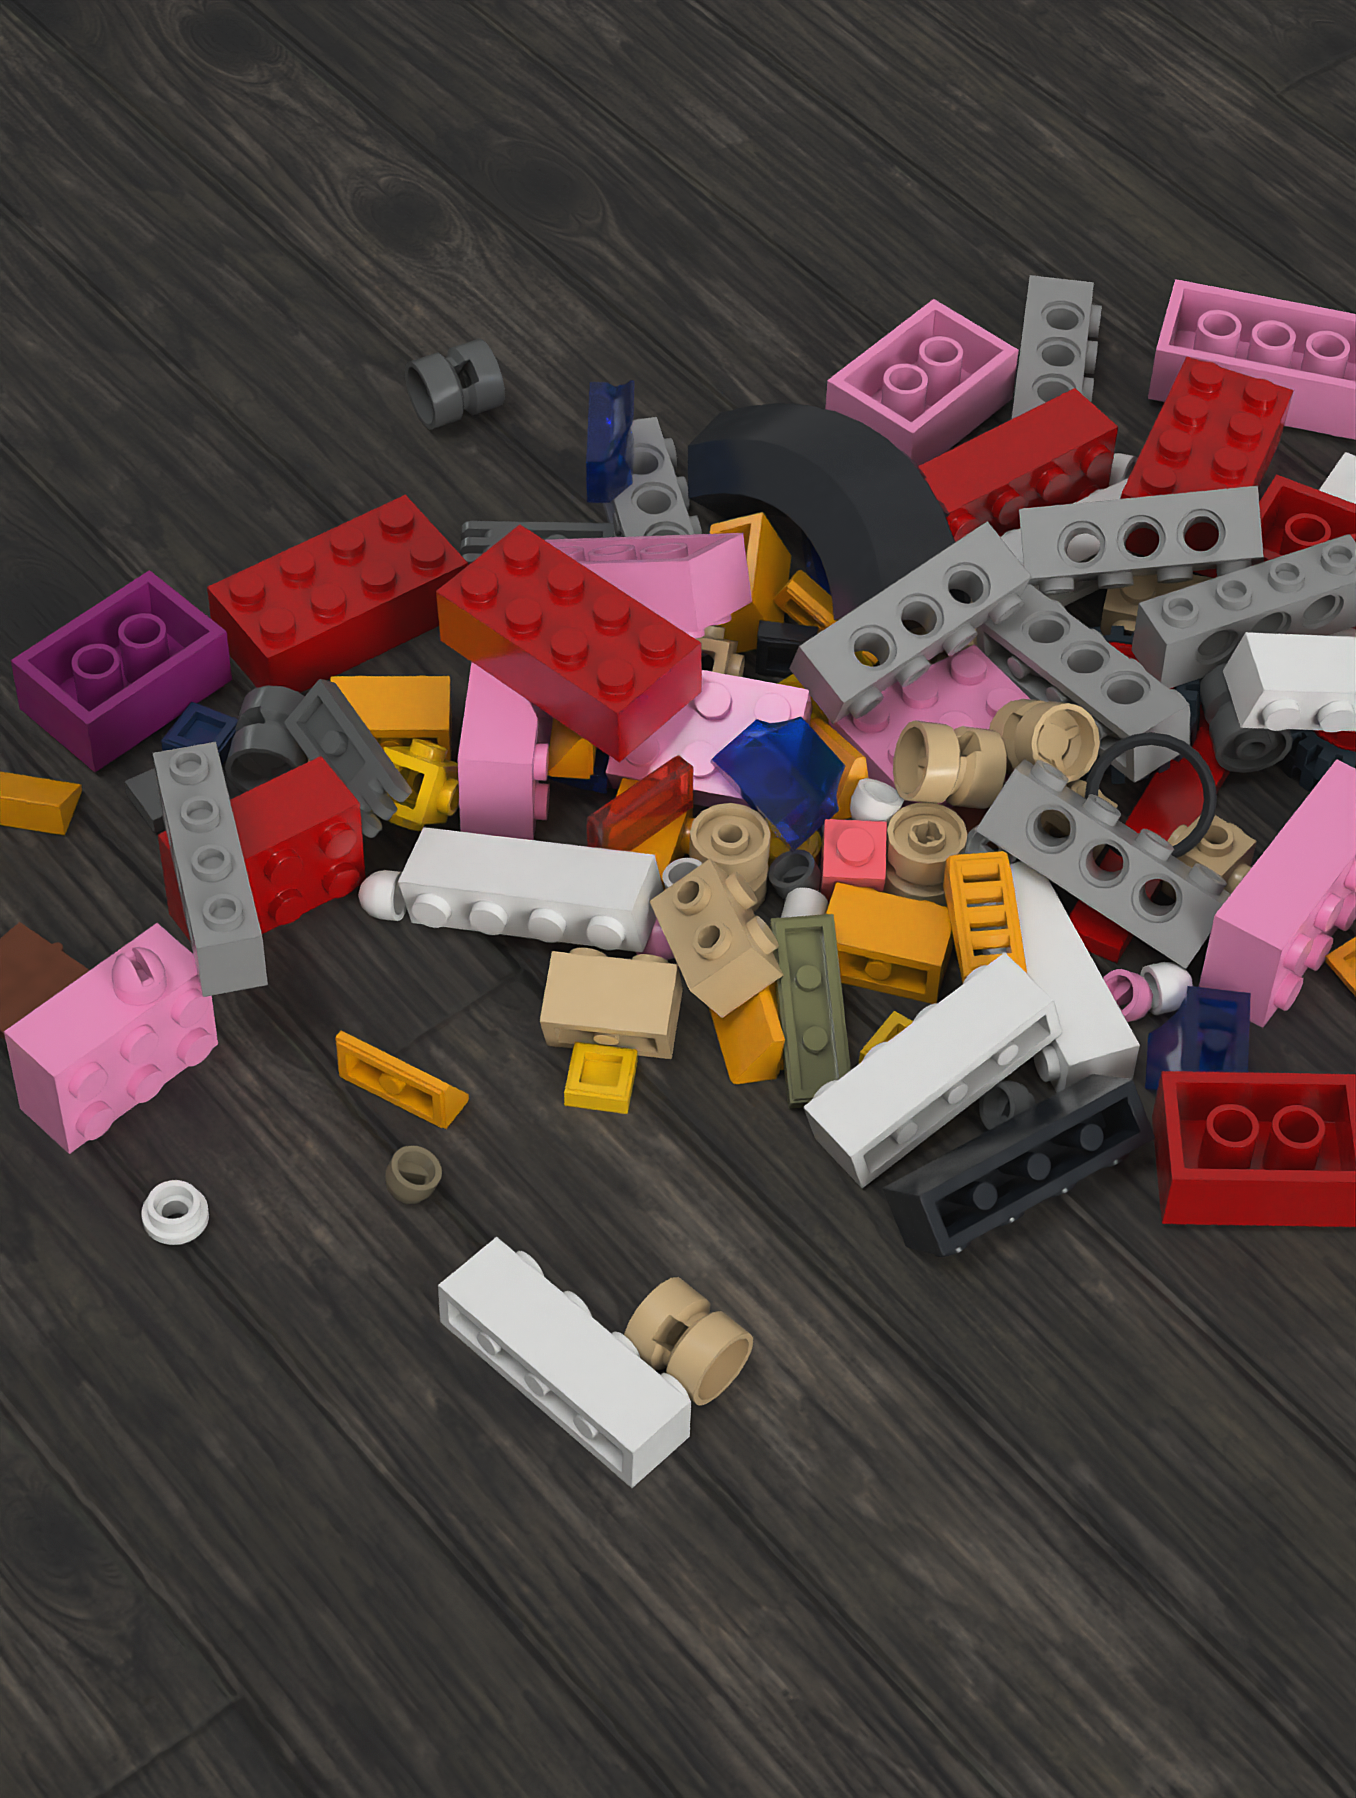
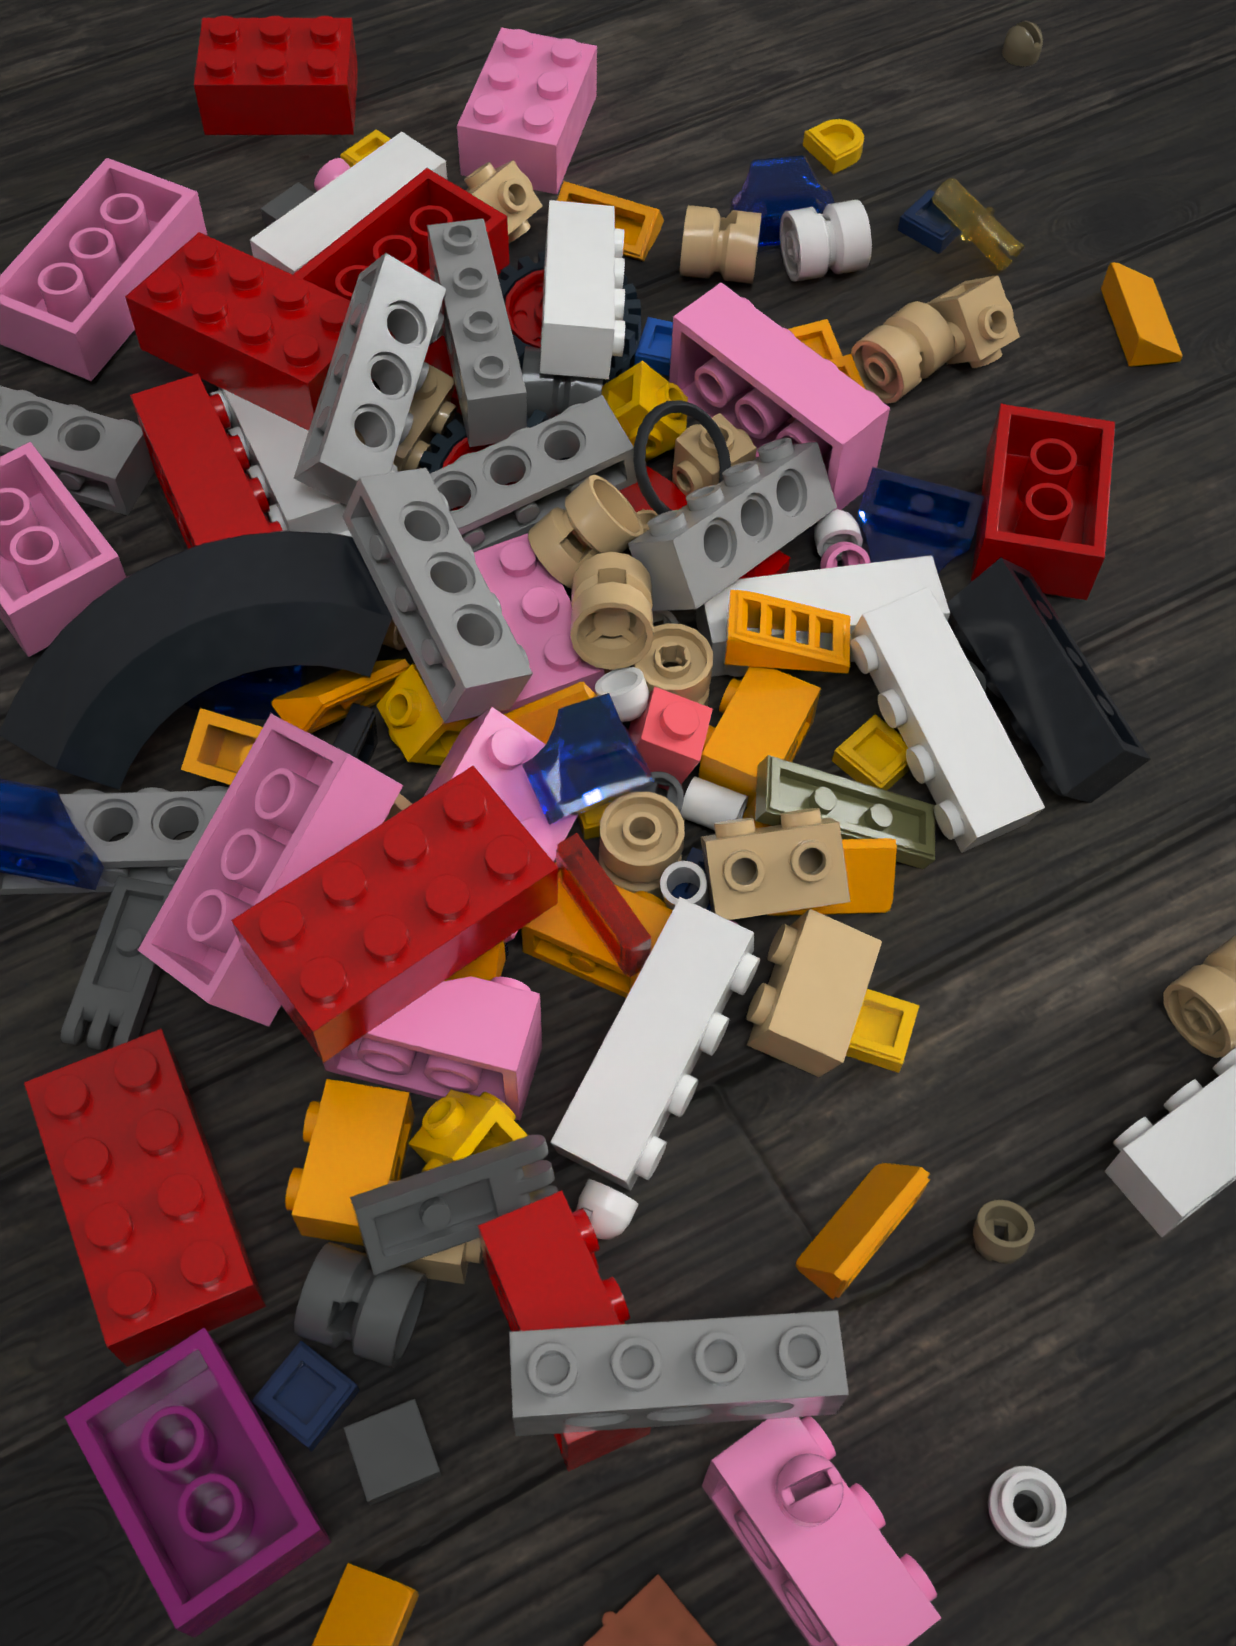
camera: 80 degrees left, 10 degrees up
(1254, 794) = (635, 395): none -> yellow brick

